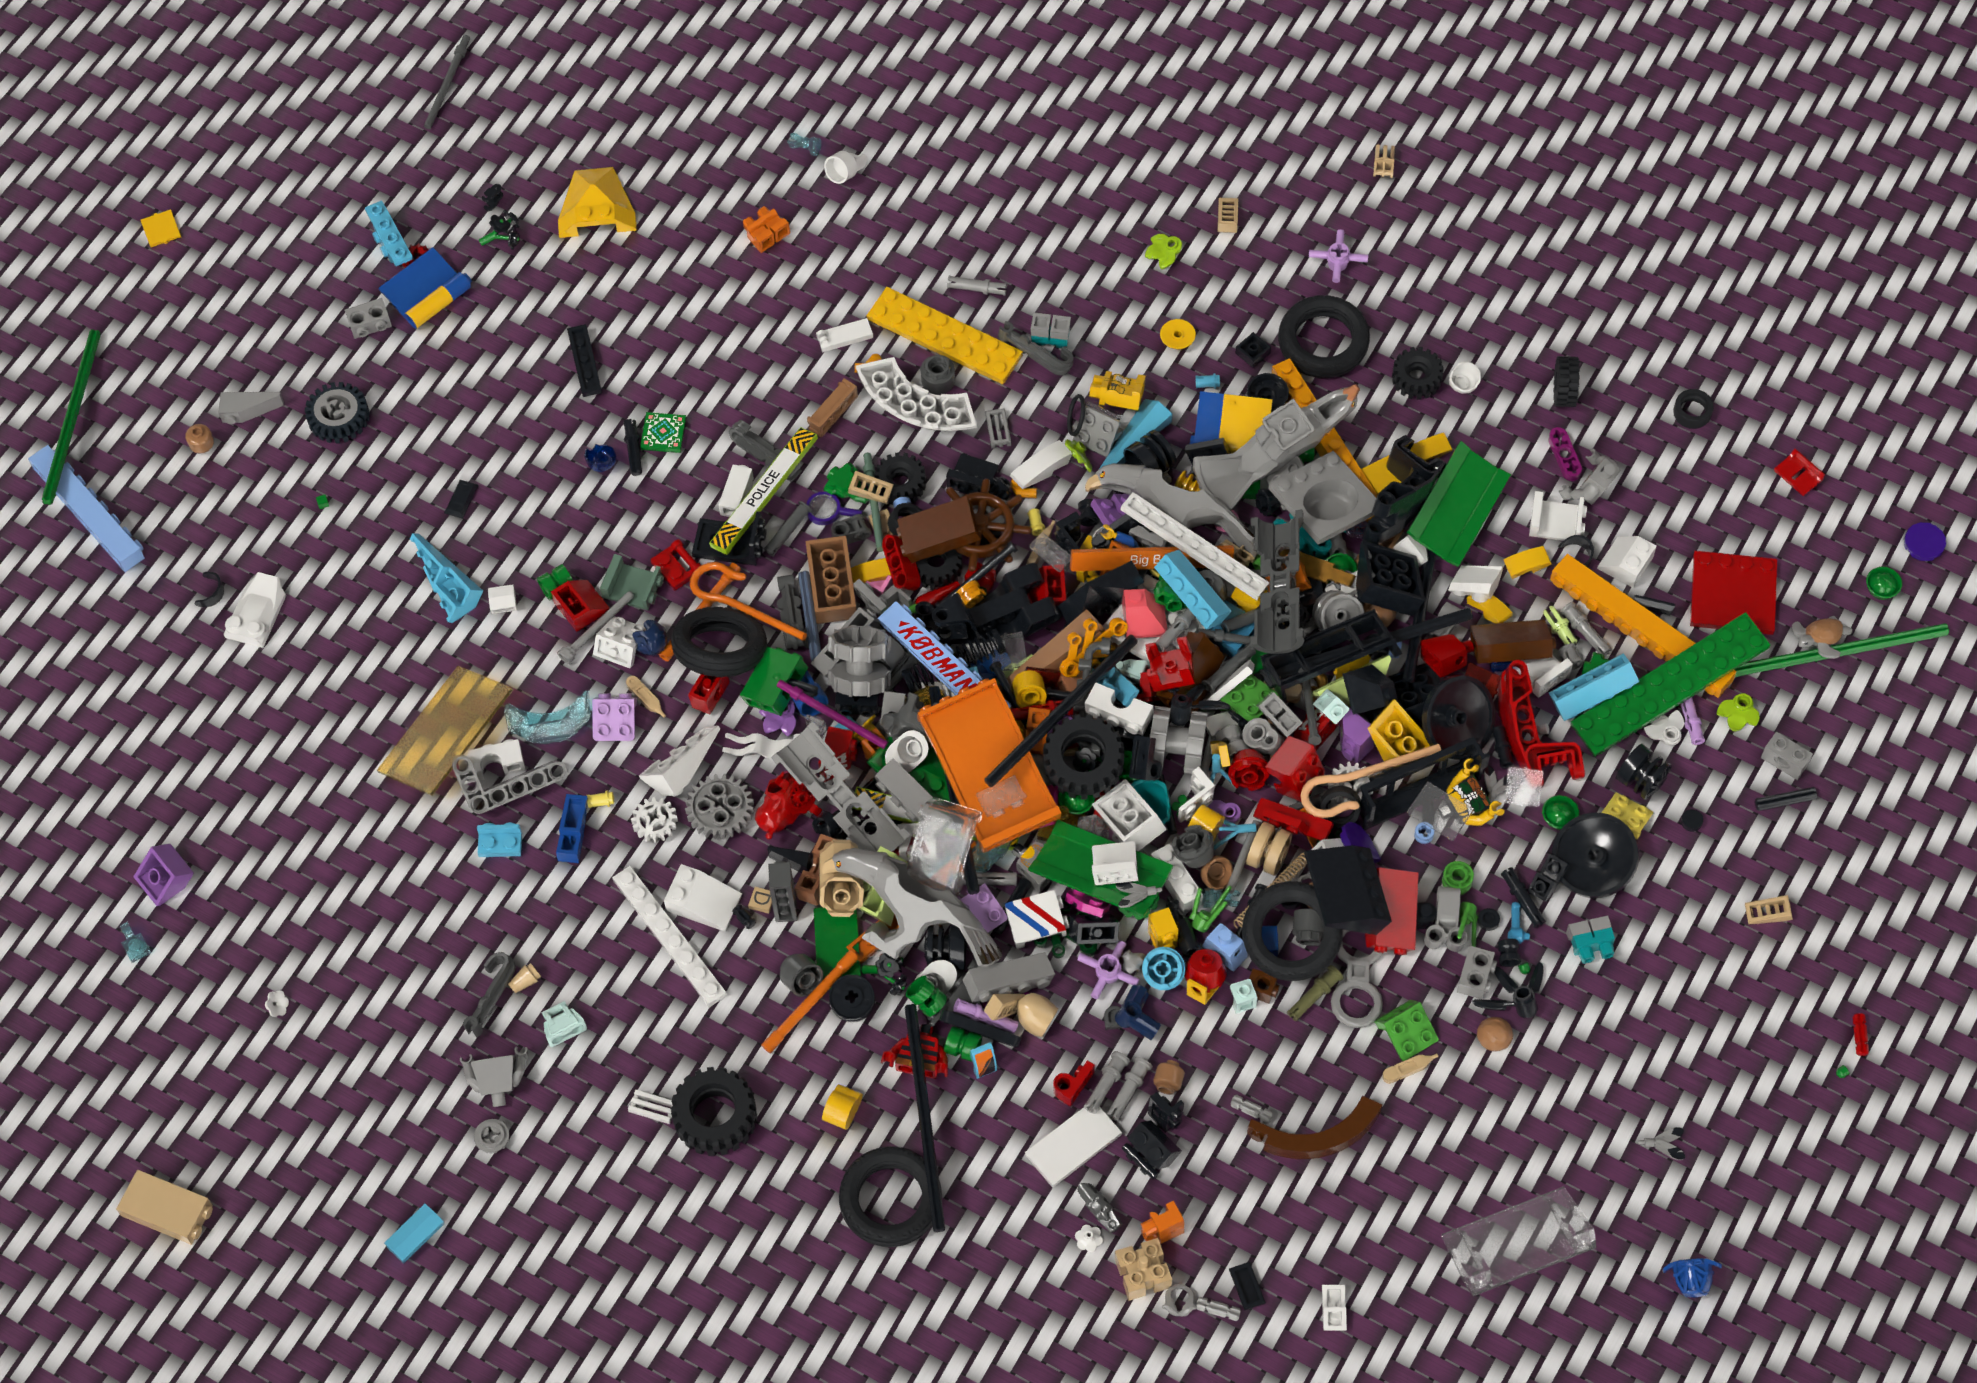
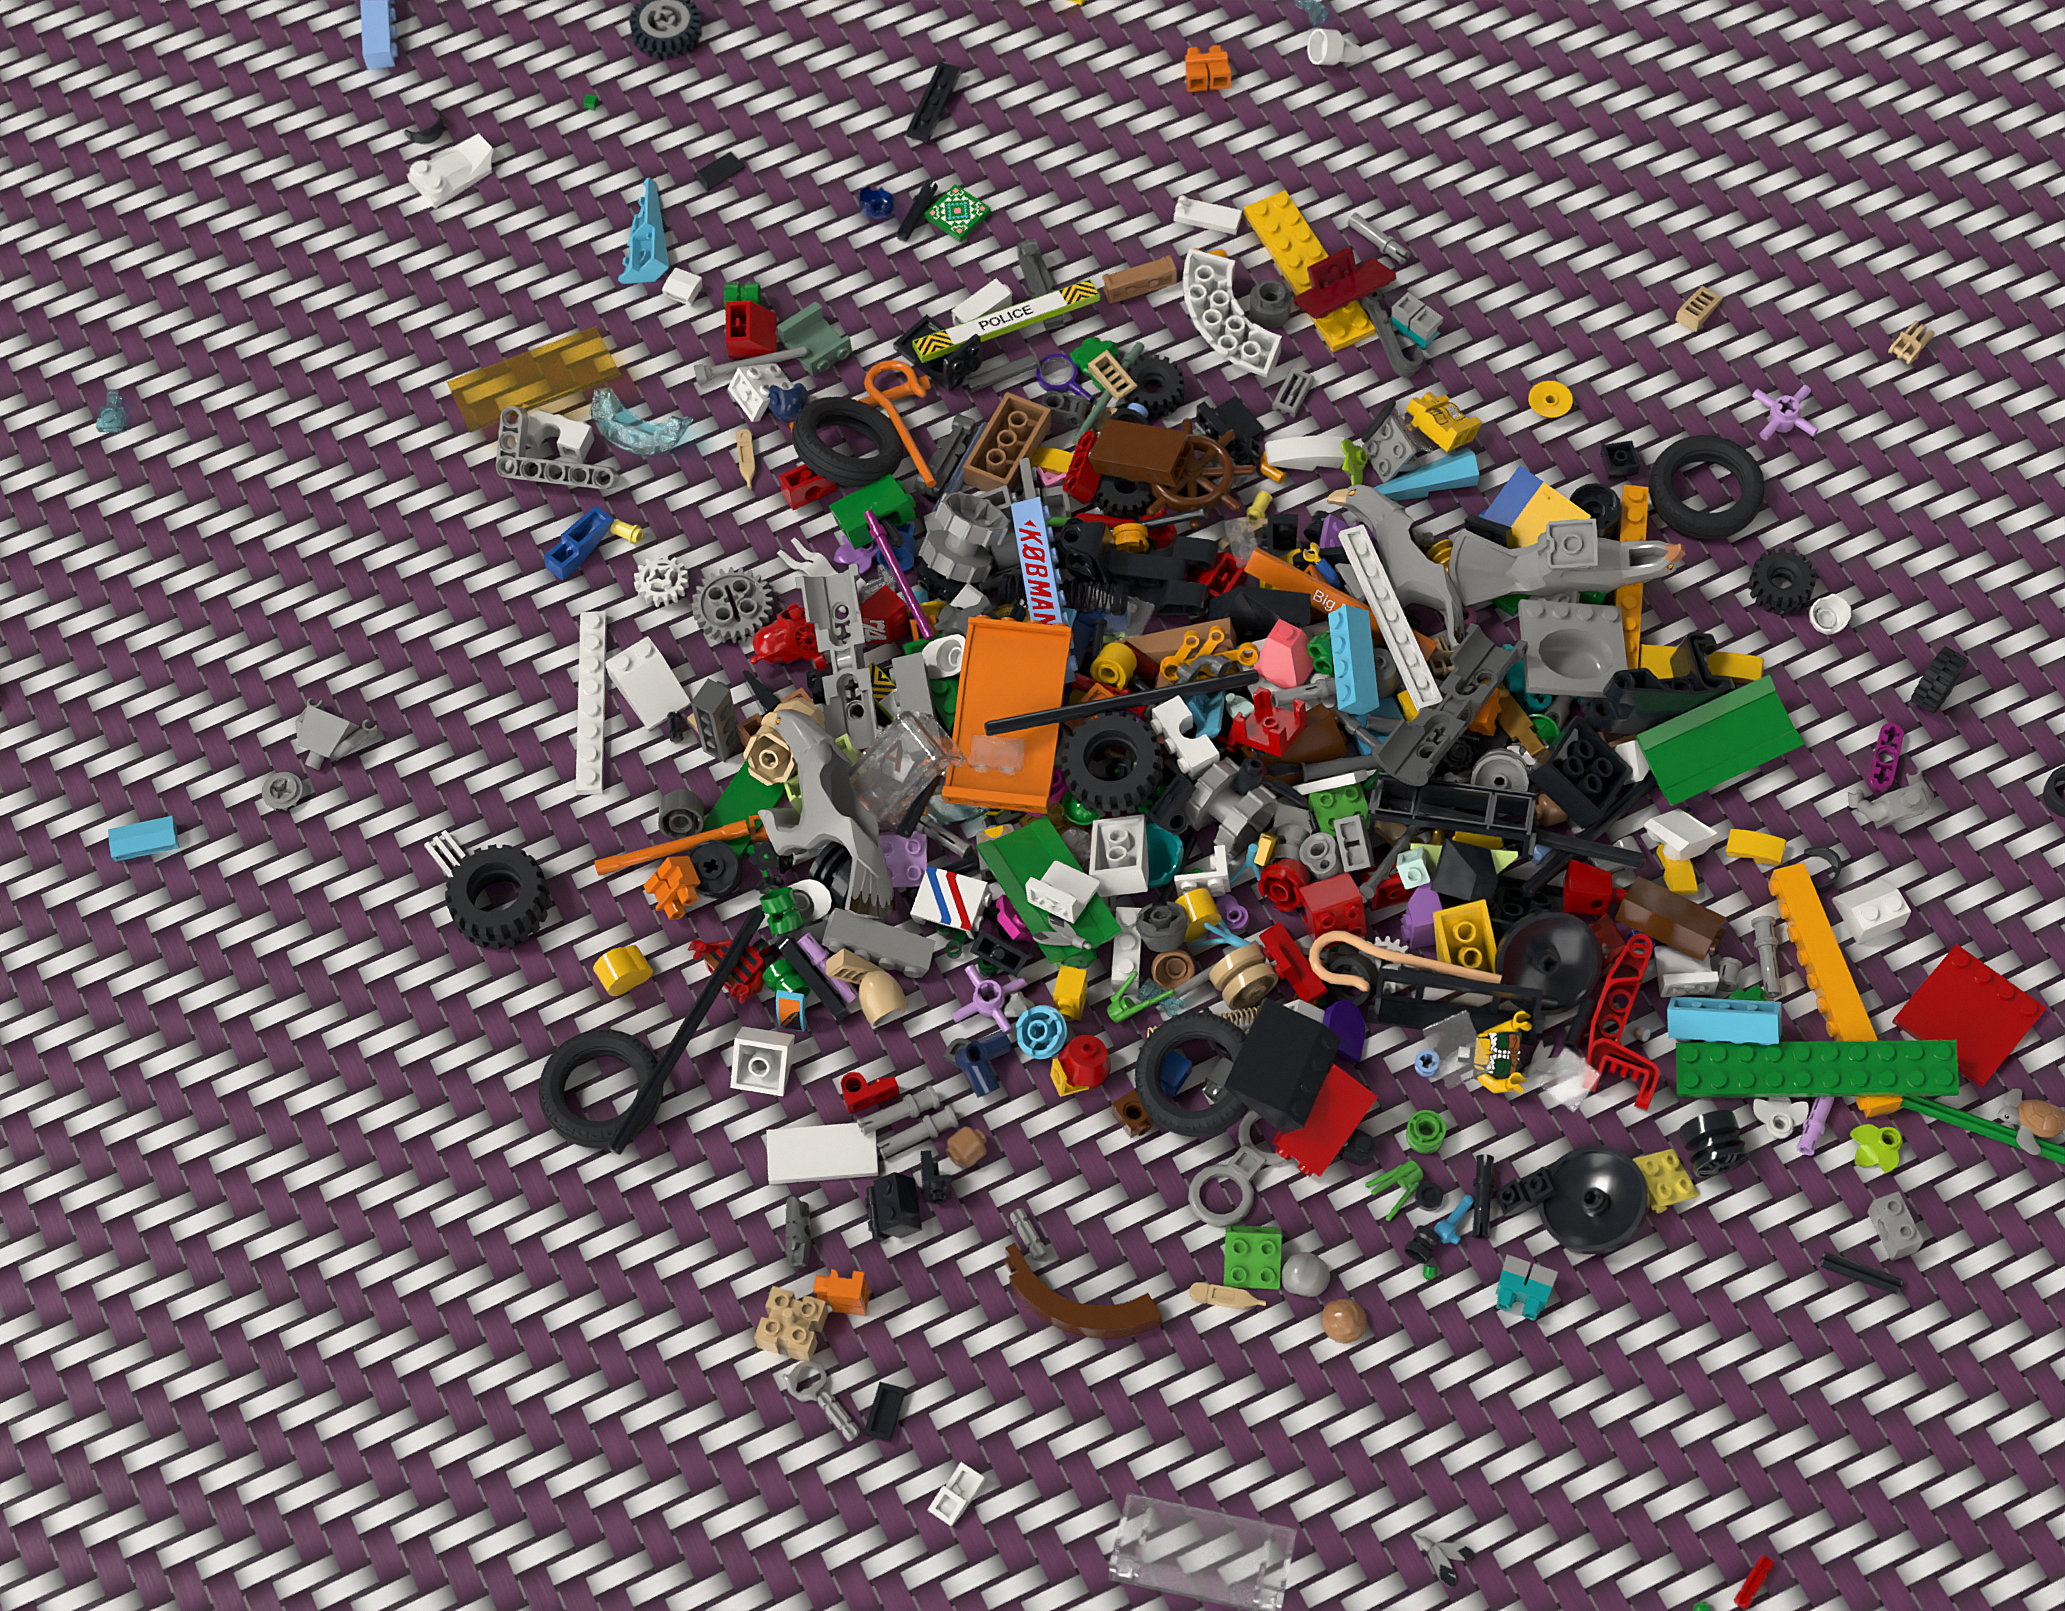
camera: 35 degrees right, 0 degrees up
(163, 873) = (184, 364): medium lavender slope -> none
(276, 1003) = (192, 549): white plant -> none
(486, 1003) = (414, 640): dark grey piece -> none
(499, 840) = (505, 514): medium azure bracket -> none
(524, 978) = (426, 659): tan cone -> none
(563, 1025) = (426, 727): light aqua piece -> none
(614, 717) = (699, 458): lavender bracket -> none
(671, 569) = (864, 345): red plate -> none
(677, 770) = (713, 546): white wedge -> none
(833, 1026) = (674, 886): none -> orange hips
(981, 331) = (1340, 281): none -> dark red bracket
(986, 1107) = (762, 1060): none -> white slope
(1088, 1243) = (767, 1263): white plant -> none
(1151, 451) = (1426, 504): black wheel -> none
(1161, 250) = (1602, 307): lime plate -> none
(1186, 937) = (1095, 1005): black wheel -> none
(1208, 381) = (1547, 465): medium azure pin -> none
(1226, 945) = (1122, 1047): light blue torso -> none
(1244, 996) = (1104, 1112): light aqua bracket -> none
(1267, 502) = (1511, 623): black piece -> none
(1321, 986) = (1195, 1154): olive pin -> none
(1446, 920) = (1379, 1166): light grey piece -> none
(1449, 1020) = (1305, 1275): none -> light grey hair
(1472, 971) = (1365, 1238): light grey brick -> none
(1523, 996) = (1398, 1300): black plant -> none
(1556, 519) = (1822, 820): white panel -> none
(1559, 811) = (1591, 1129): green hat -> none
(1561, 627) = (1740, 933): yellowish green arm -> none
(1655, 605) = (1864, 975): black tile -> none
(1692, 820) = (1735, 1230): black tile -> none
(1776, 902) = (1754, 1372): tan slope -> none

